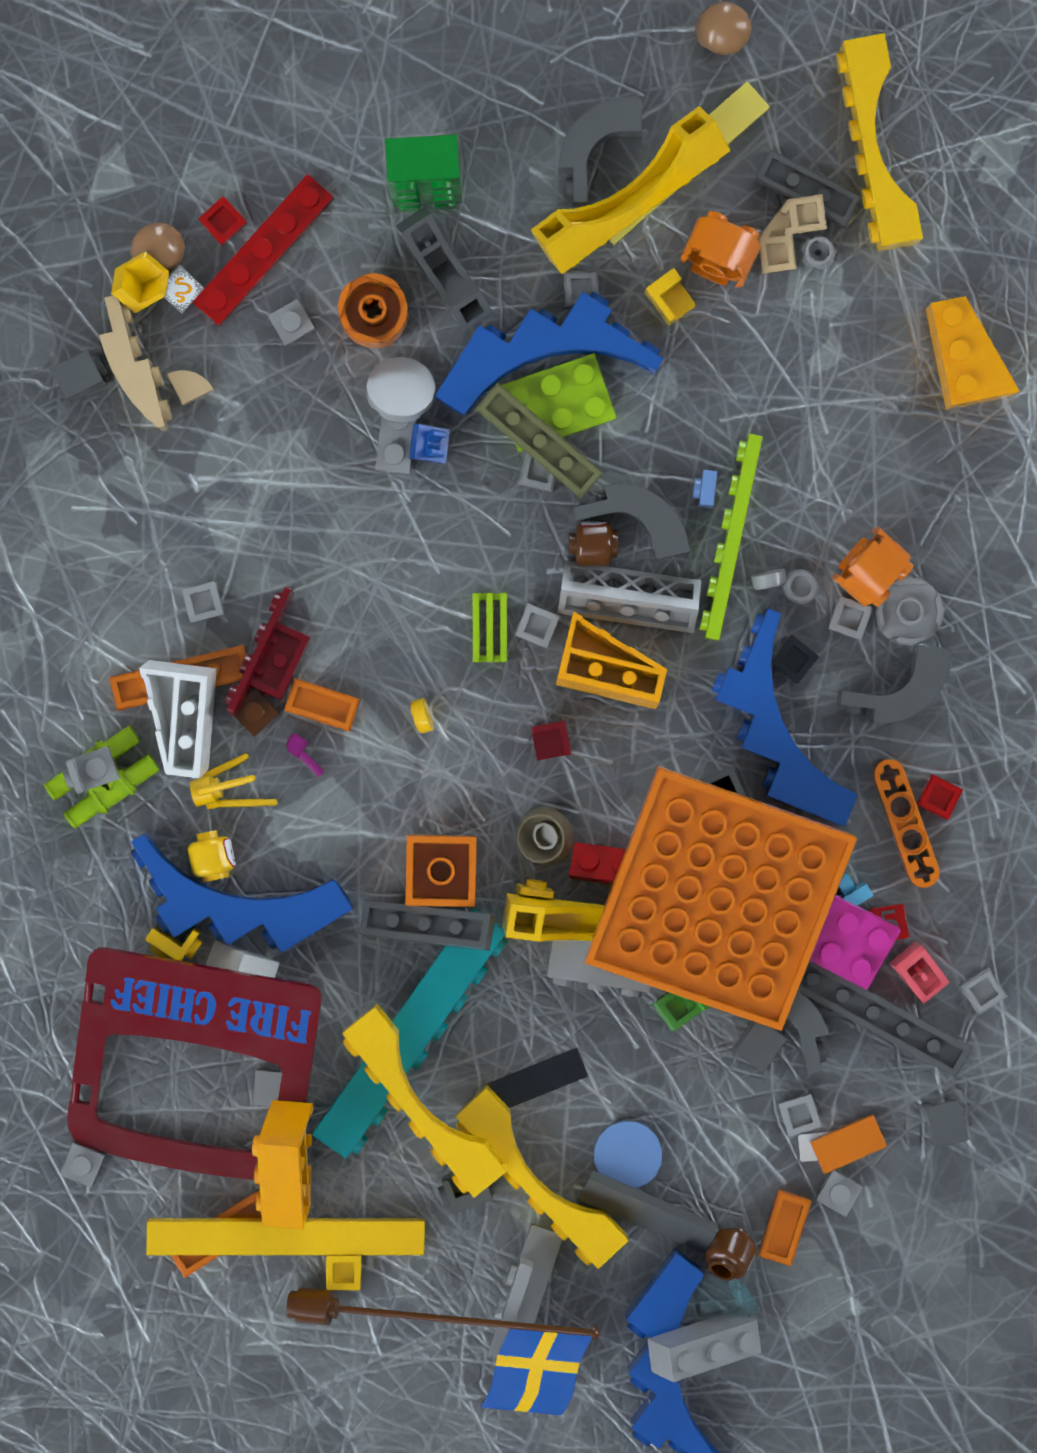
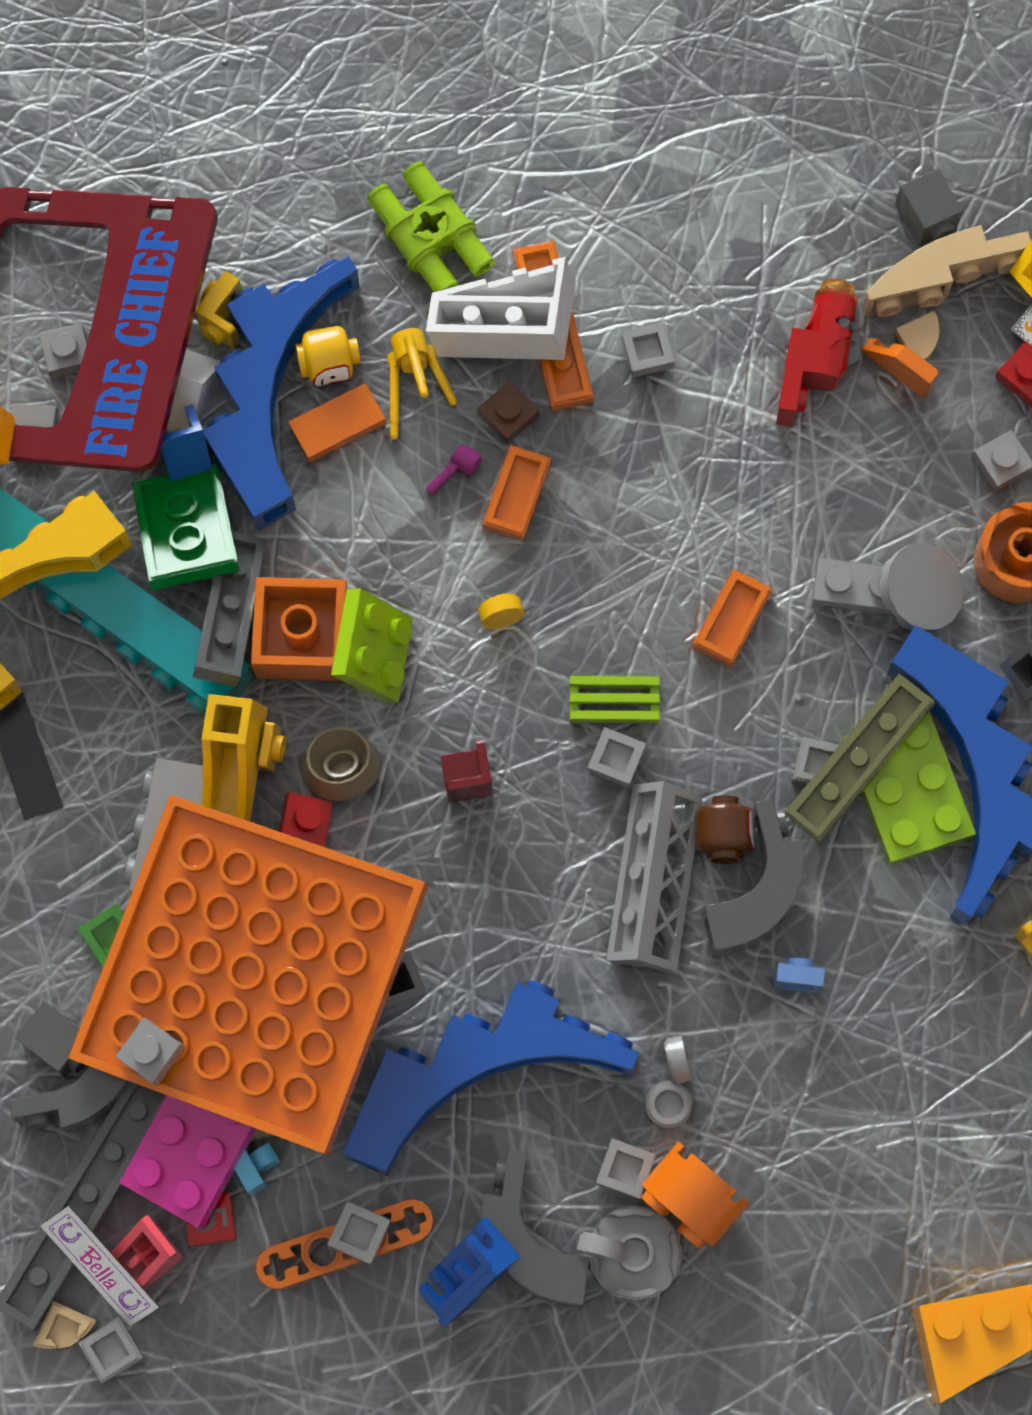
camera: 90 degrees right, 15 degrees down
(90, 770) = (438, 206): light grey bracket -> none
(204, 461) = (822, 350): none -> red plate
(206, 1065) = (63, 349): none -> light grey plate
(213, 400) = (903, 365): none -> orange tile
(265, 847) = (337, 422): none -> orange tile
(274, 658) = (577, 428): dark red bracket -> none
(293, 964) = (186, 450): none -> blue panel
(358, 962) = (184, 528): none -> green tile
(422, 536) = (732, 618): none -> orange tile
(429, 443) = (852, 625): blue tile -> none
(455, 814) = (372, 646): none -> lime plate
(607, 667) = (561, 840): light orange wedge -> none
(733, 522) = (754, 1013): lime plate -> none
(780, 969) = (150, 1051): none -> light grey plate
(794, 659) = (570, 1095): black tile -> none
(902, 812) = (359, 1233): none -> light grey plate
(910, 635) = (601, 1247): none -> light grey tile
(927, 1001) = (99, 1266): none -> white sticker
(929, 732) = (468, 1271): none -> blue hinge
(939, 797) = (380, 1292): red tile -> none
(967, 1026) = (63, 1328): none -> tan tile

